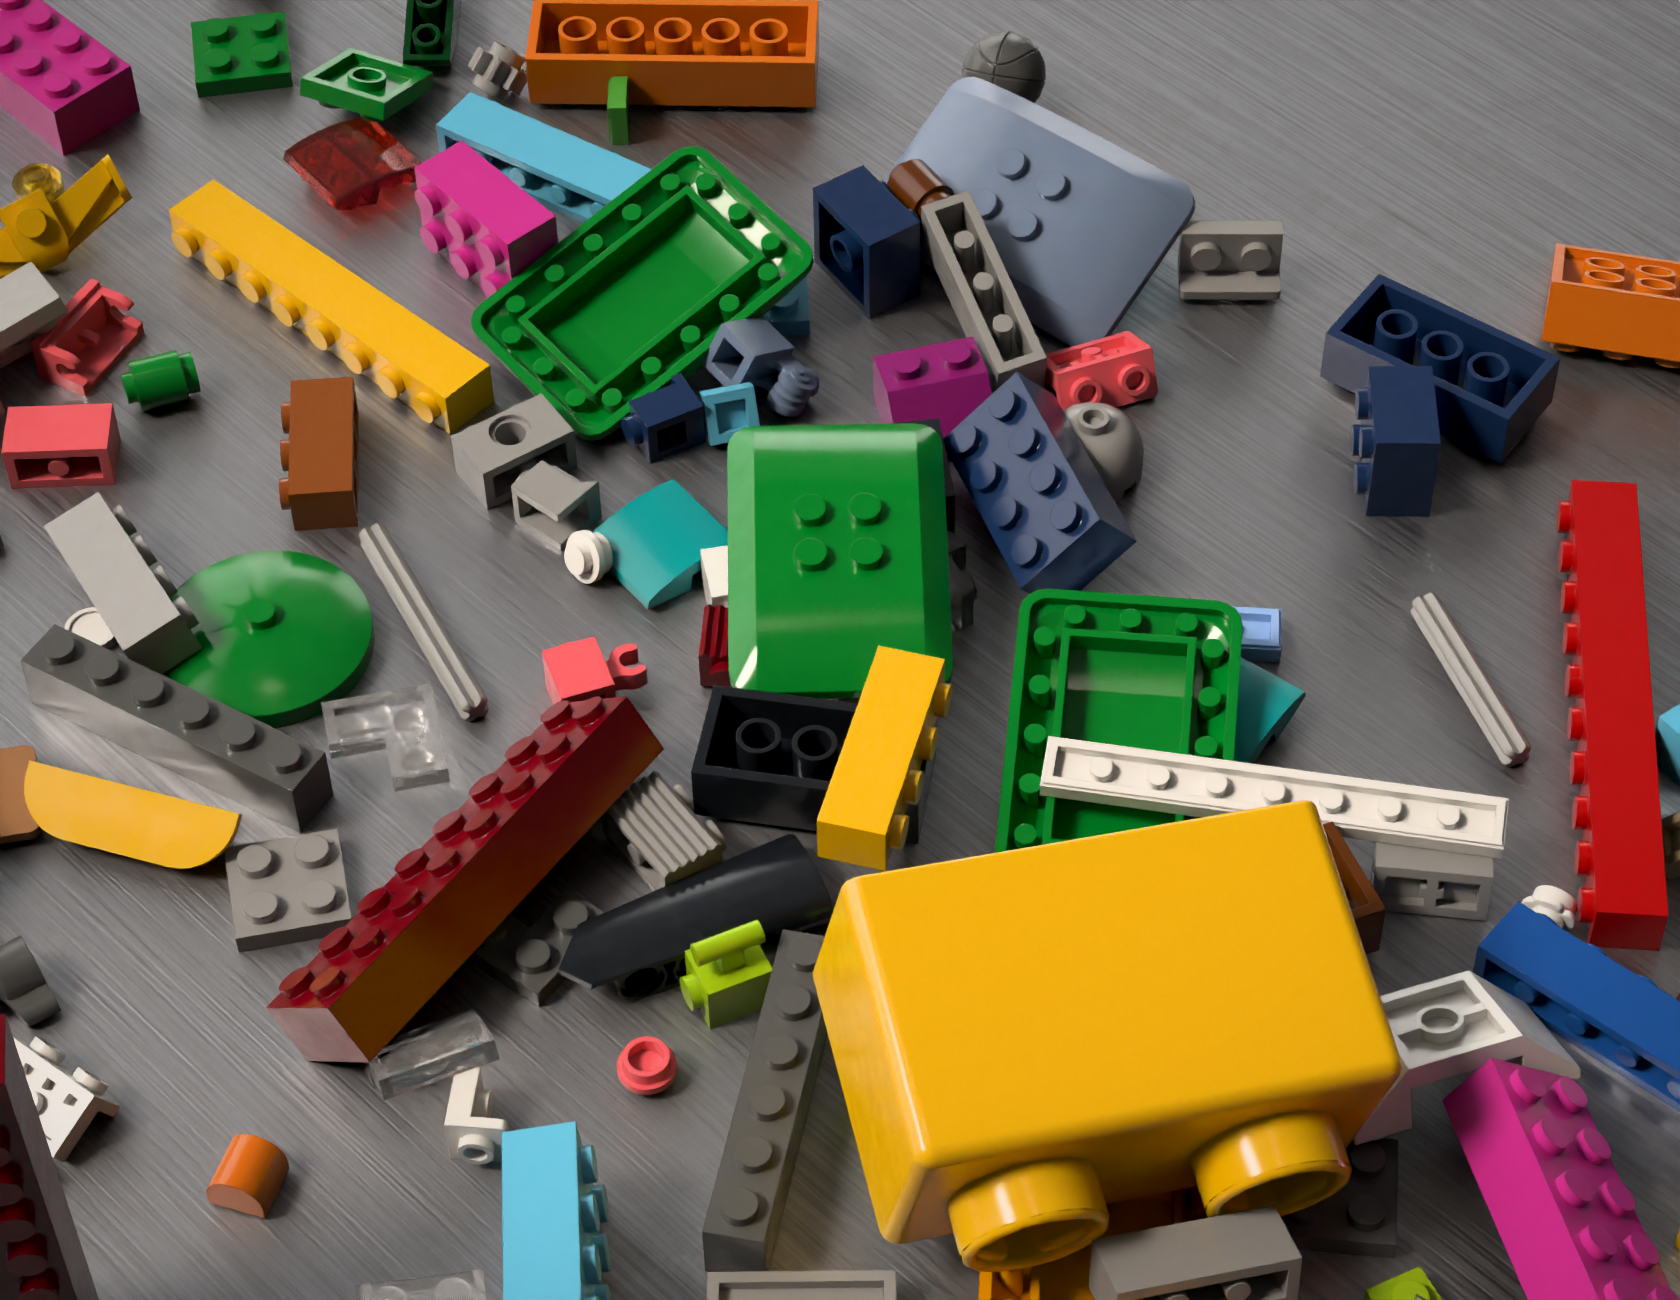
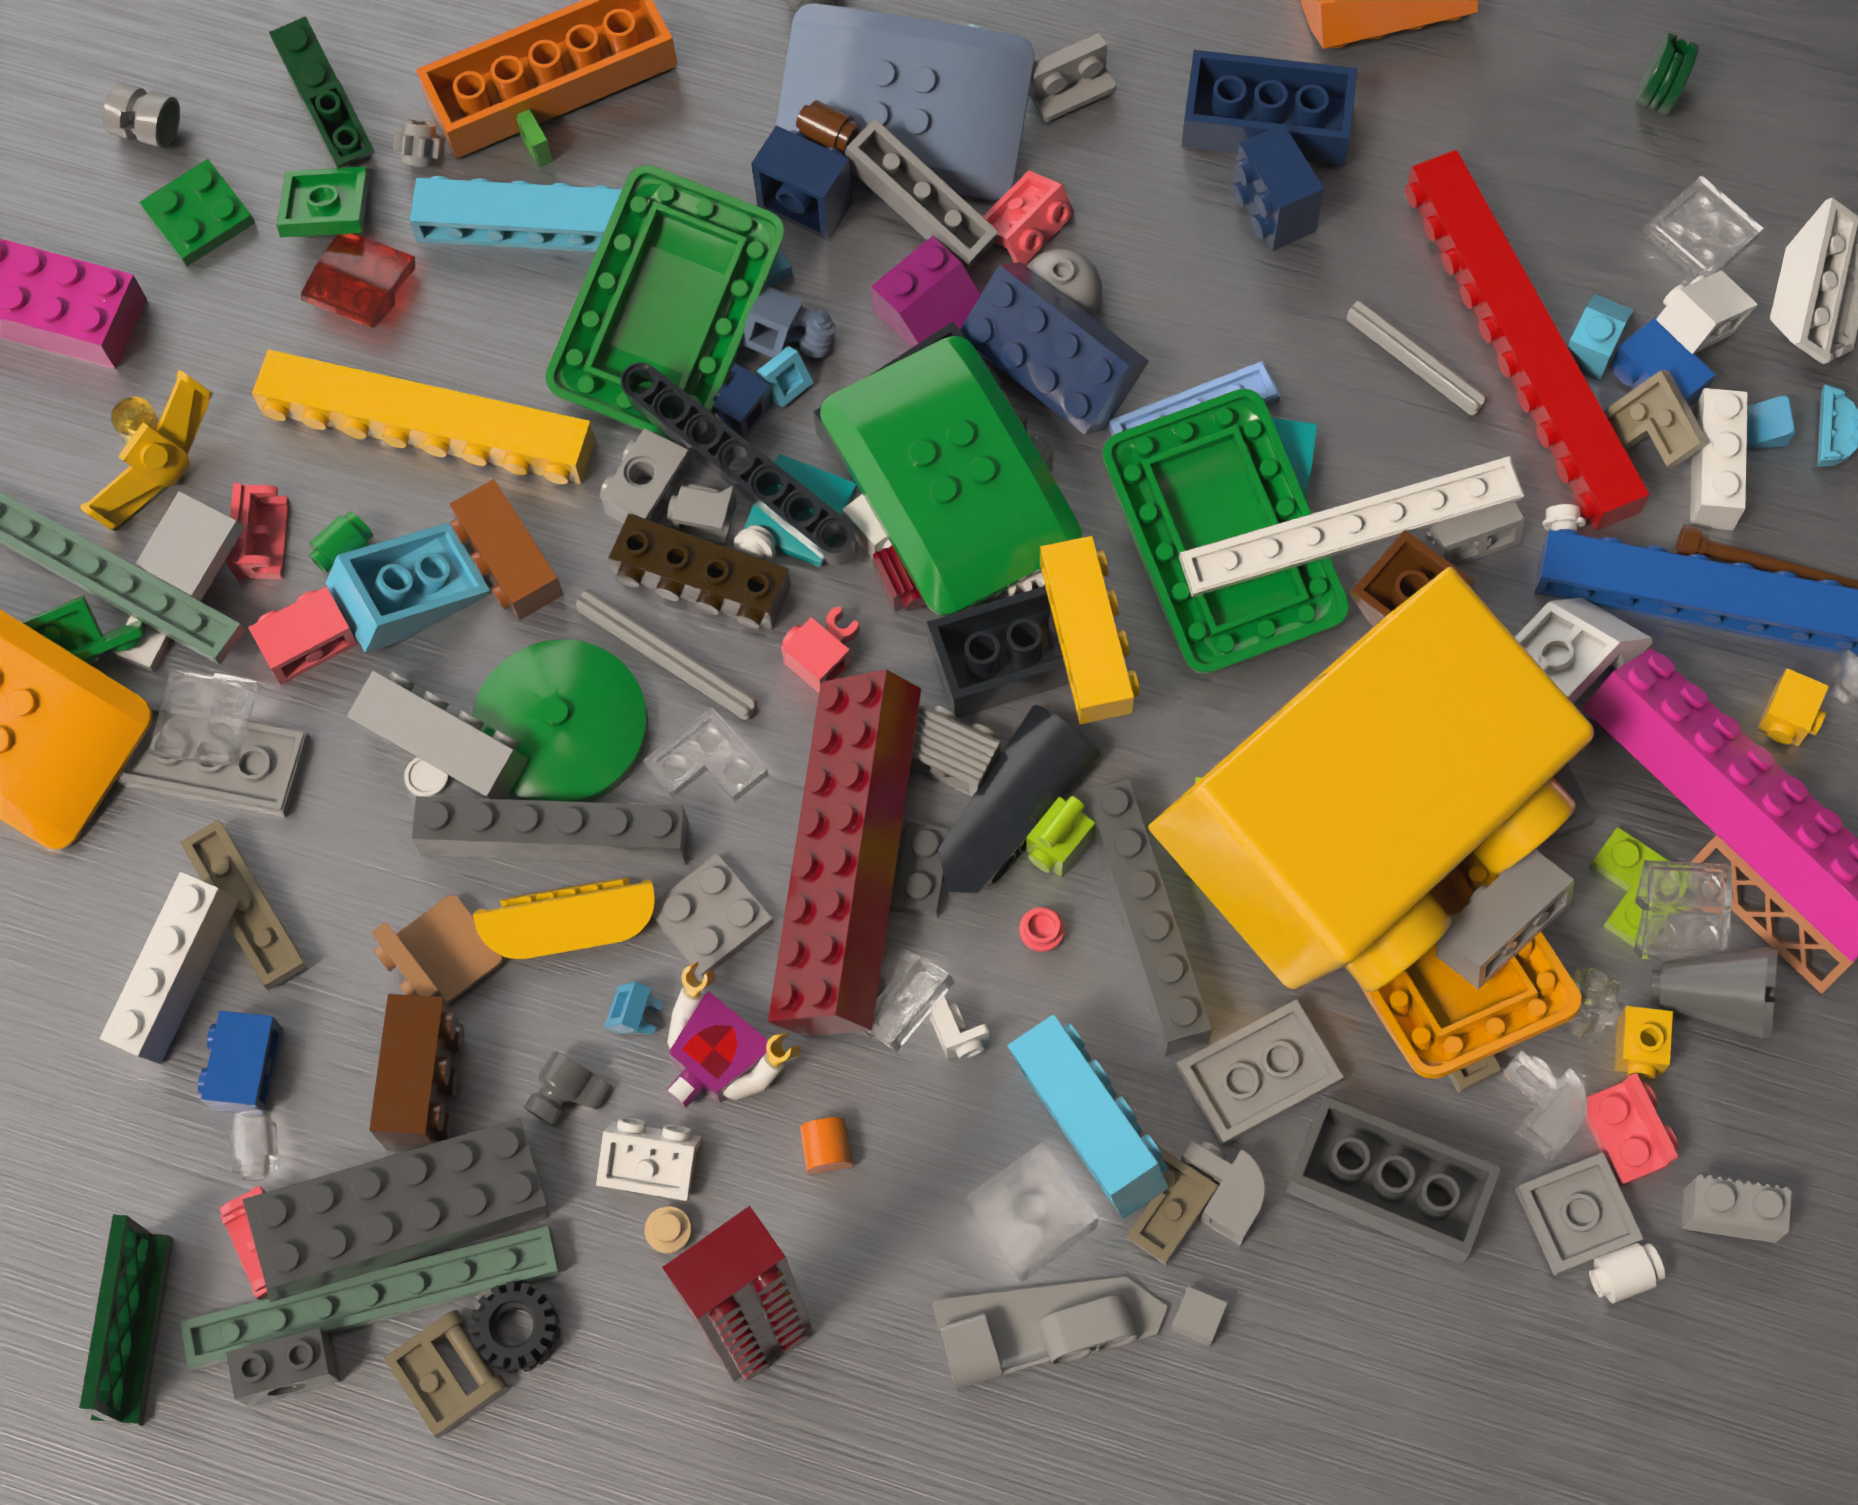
camera: 25 degrees left, 20 degrees up
(123, 942) = (628, 1007): none -> dark azure tile
(195, 442) = (404, 585): none -> medium azure slope
(197, 1012) = (718, 1047): none -> torso
(480, 218) = (506, 296): dark pink brick -> none
(511, 556) = (699, 572): none -> dark brown brick
(618, 465) = (729, 446): none -> black beam

